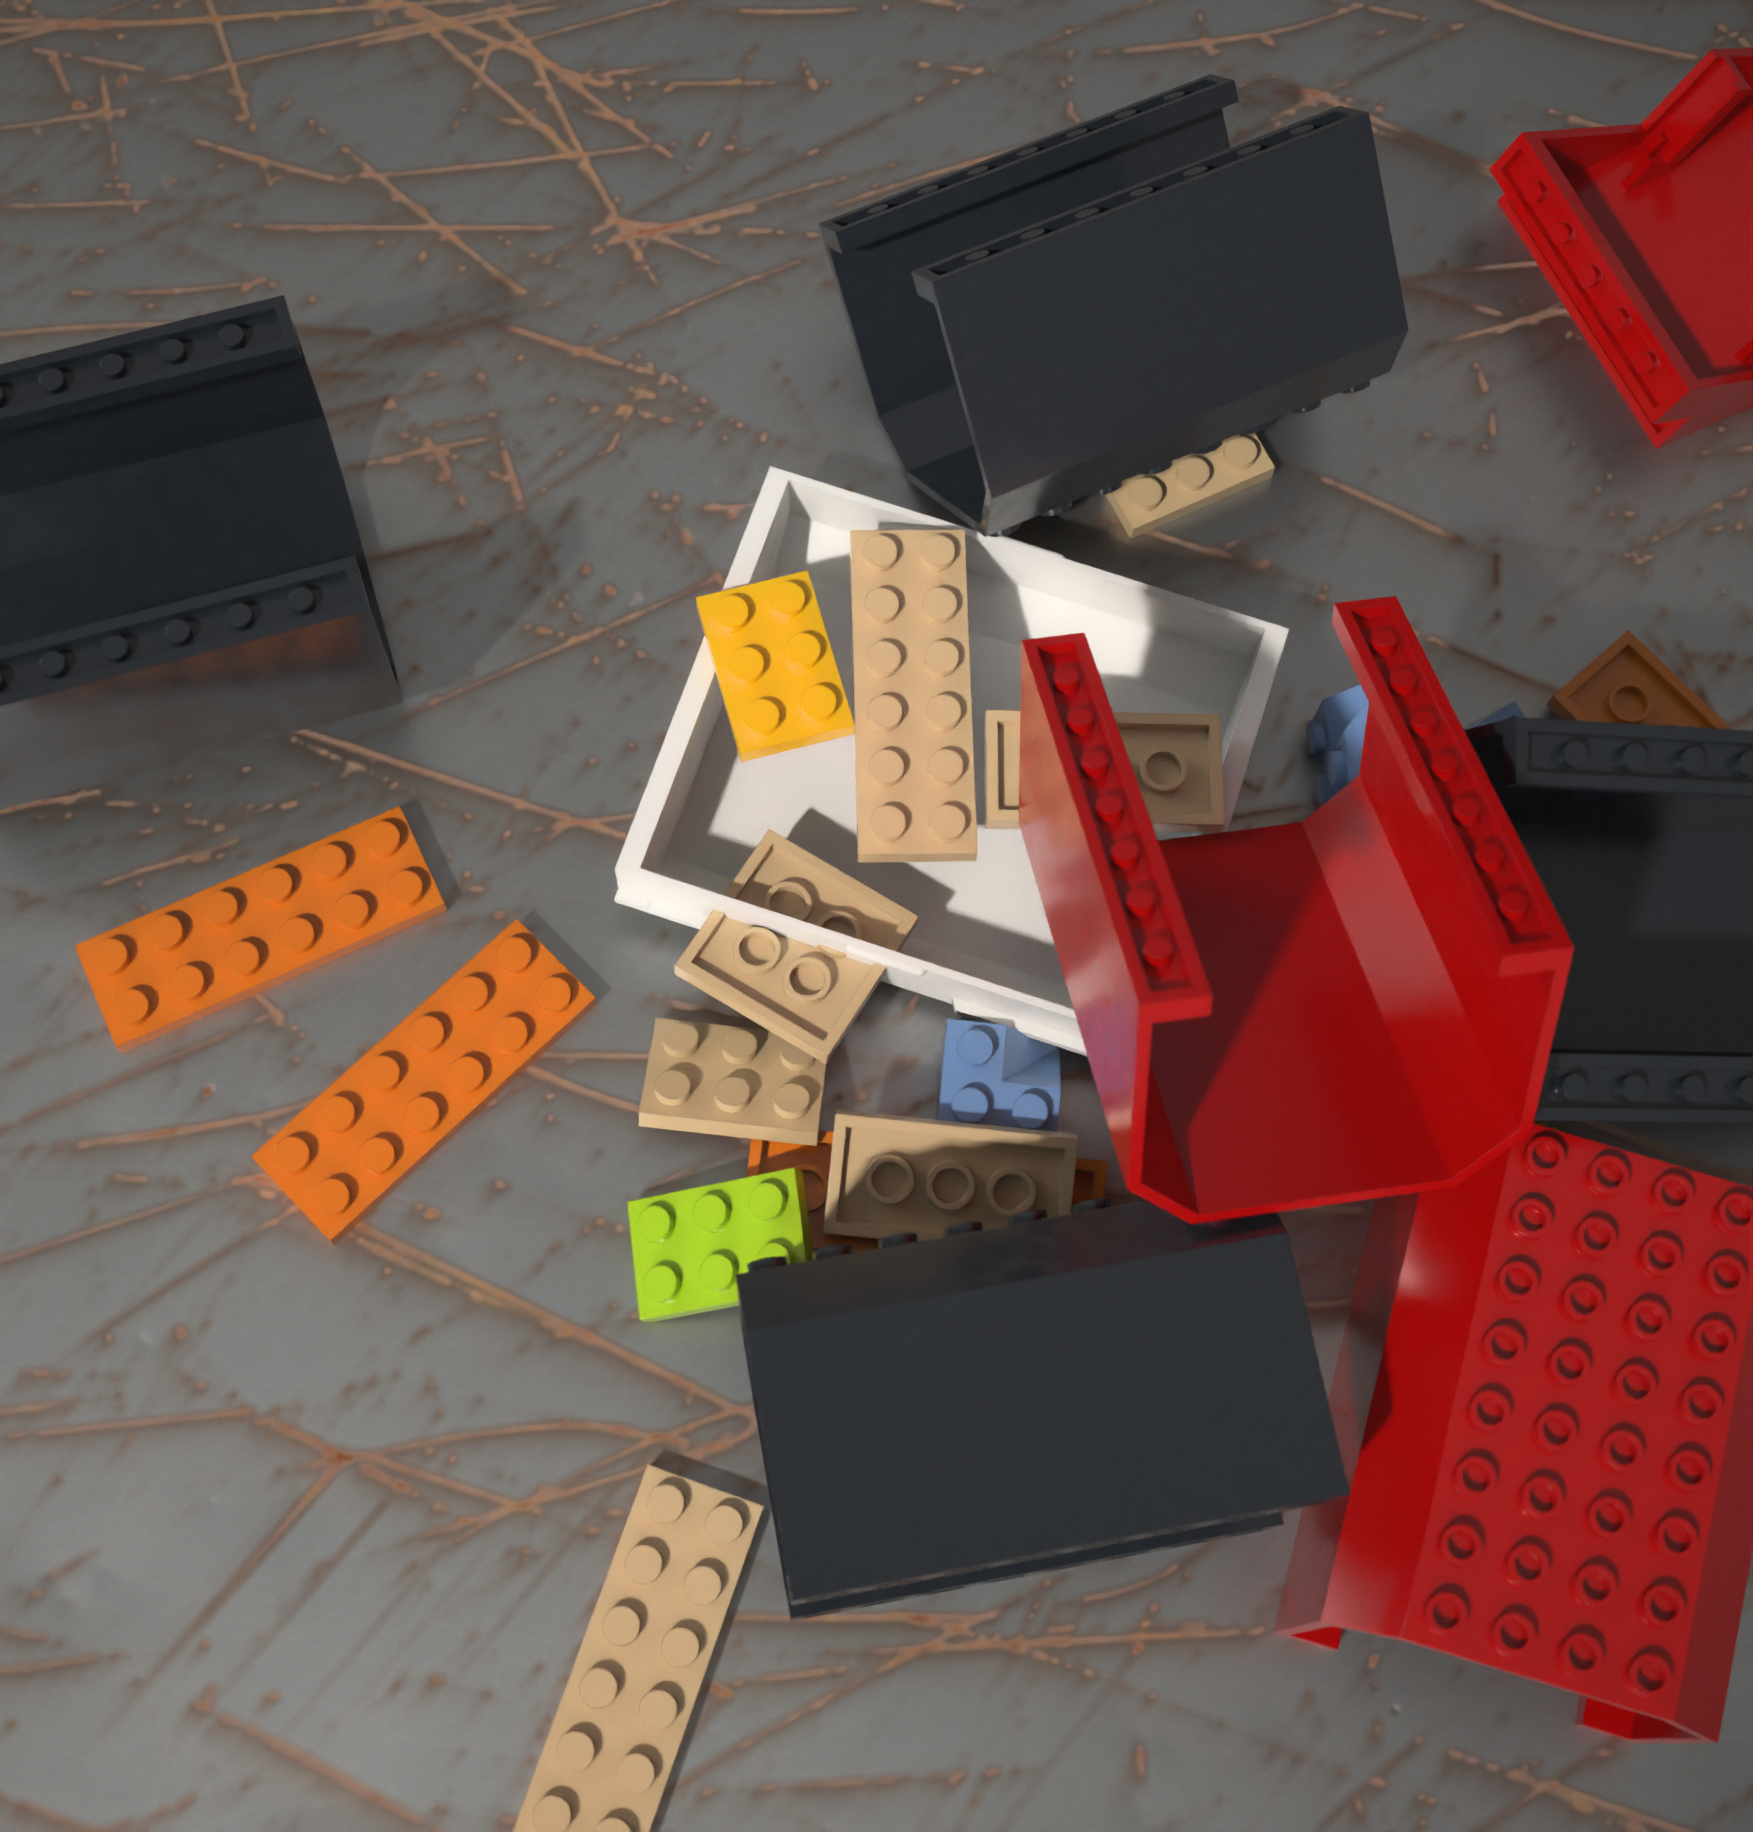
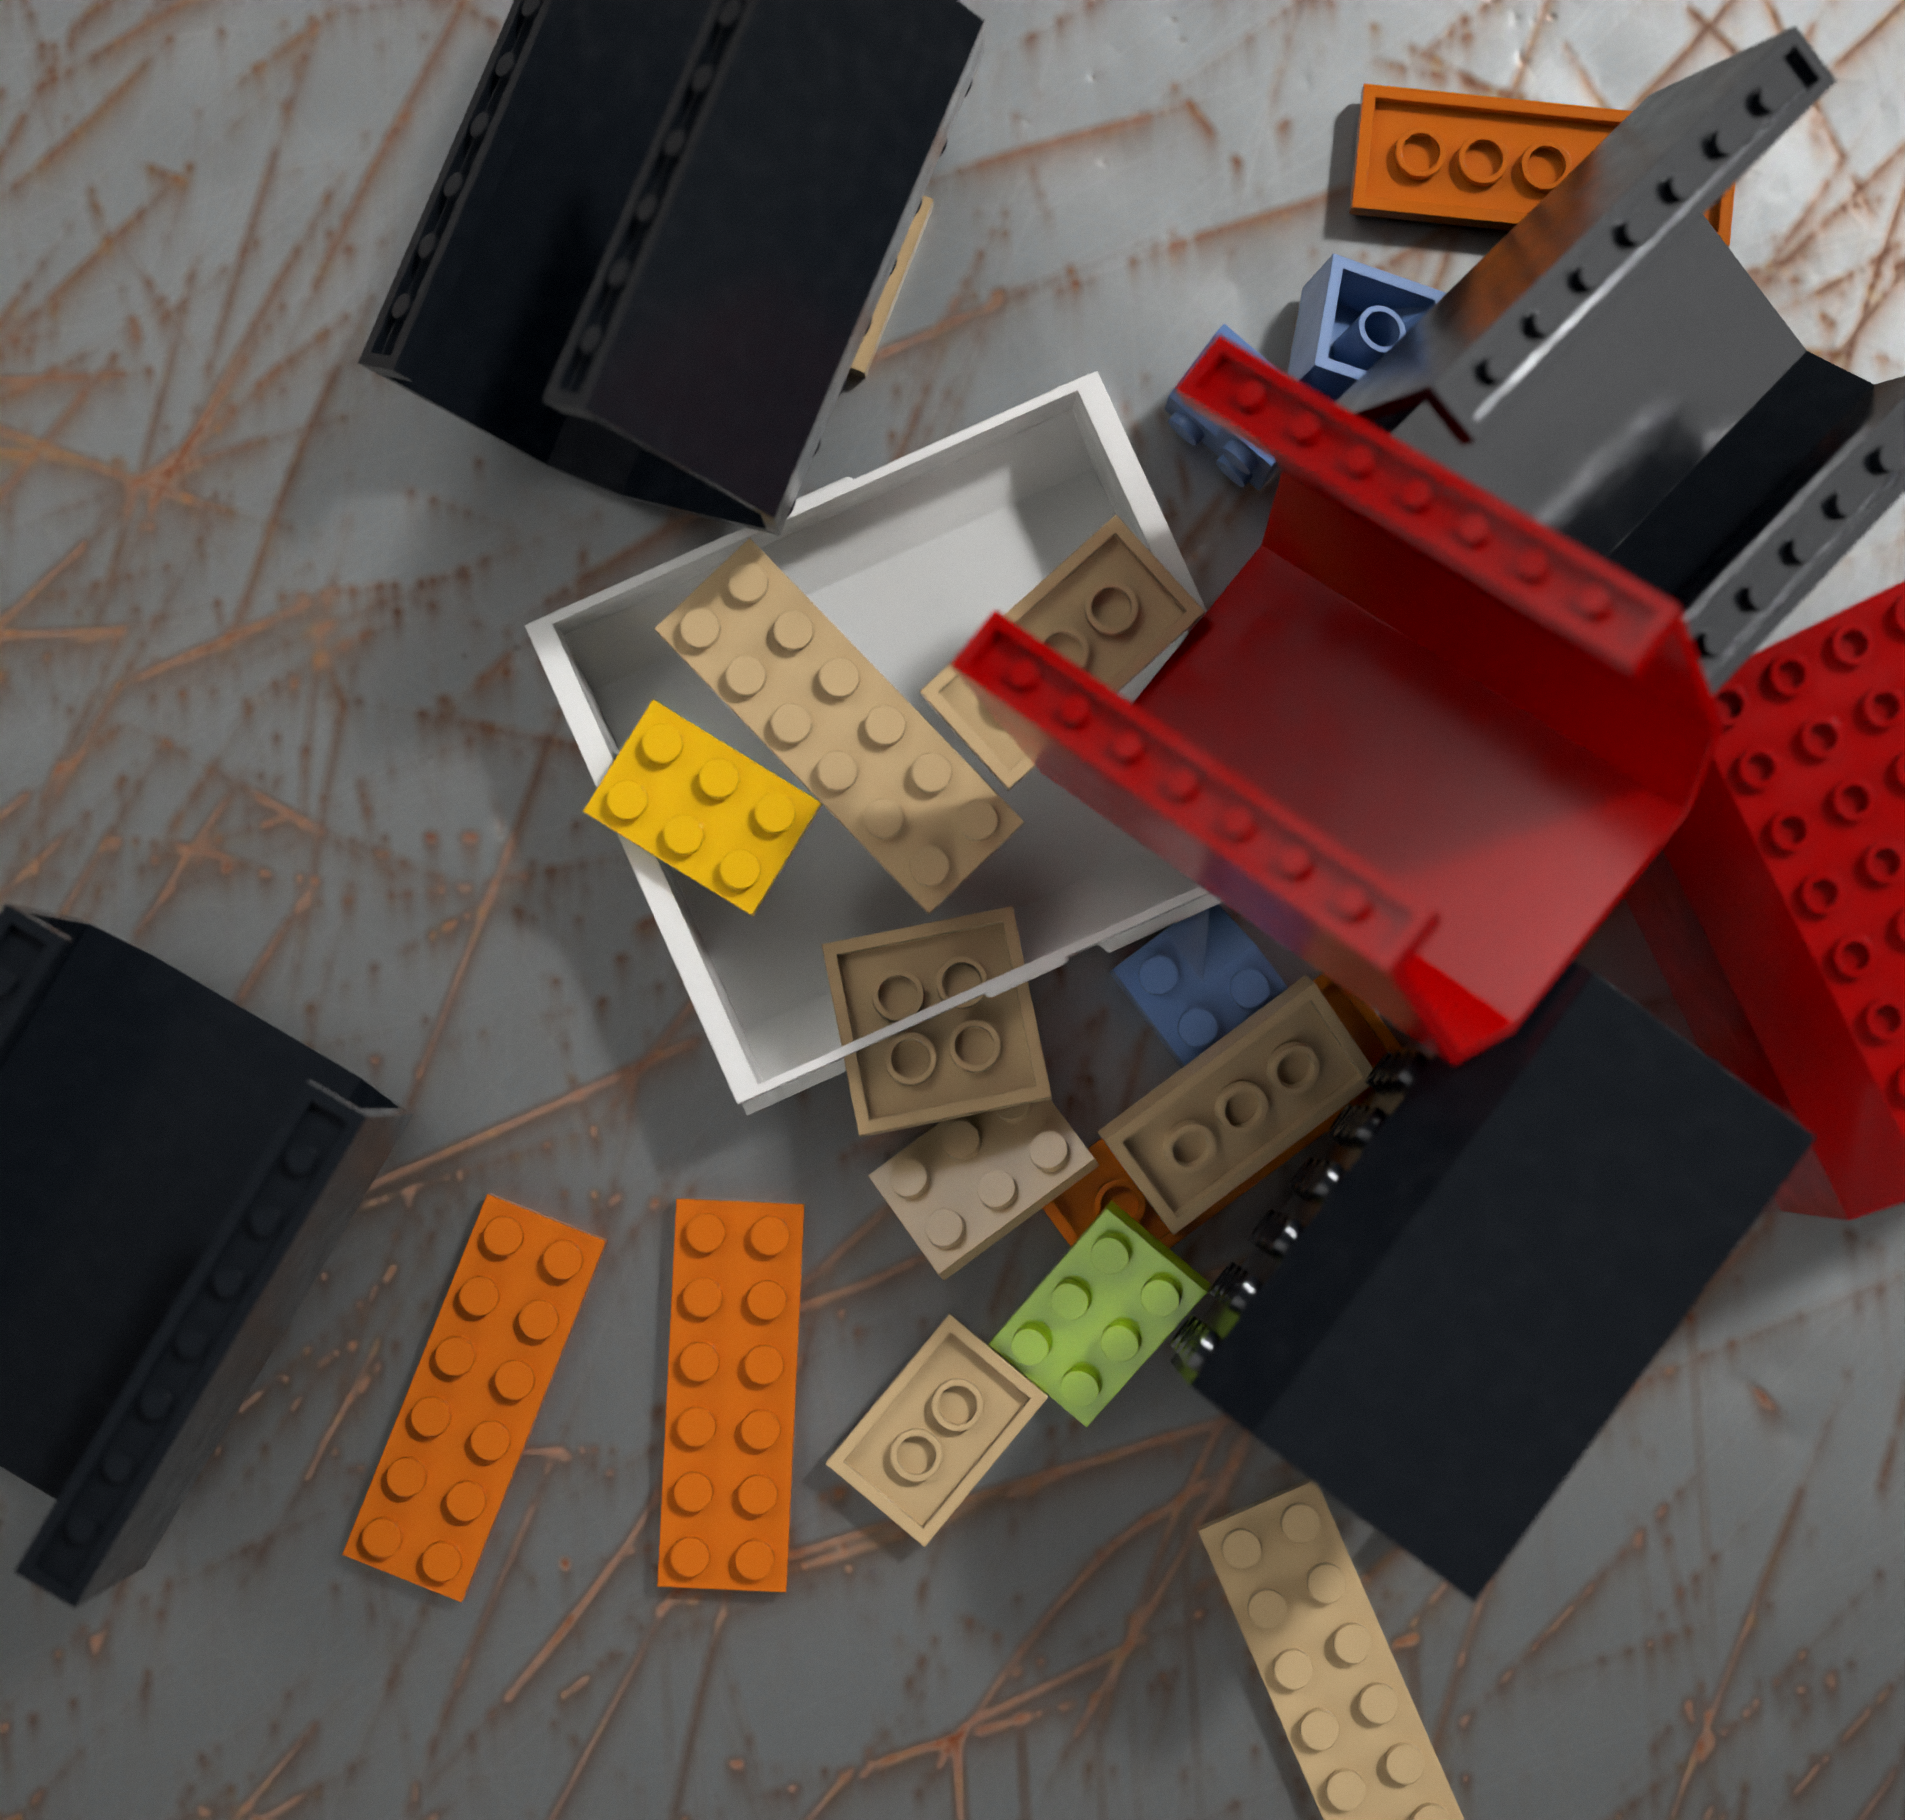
camera: 35 degrees left, 15 degrees up
(537, 1226) = (936, 1429): none -> tan plate

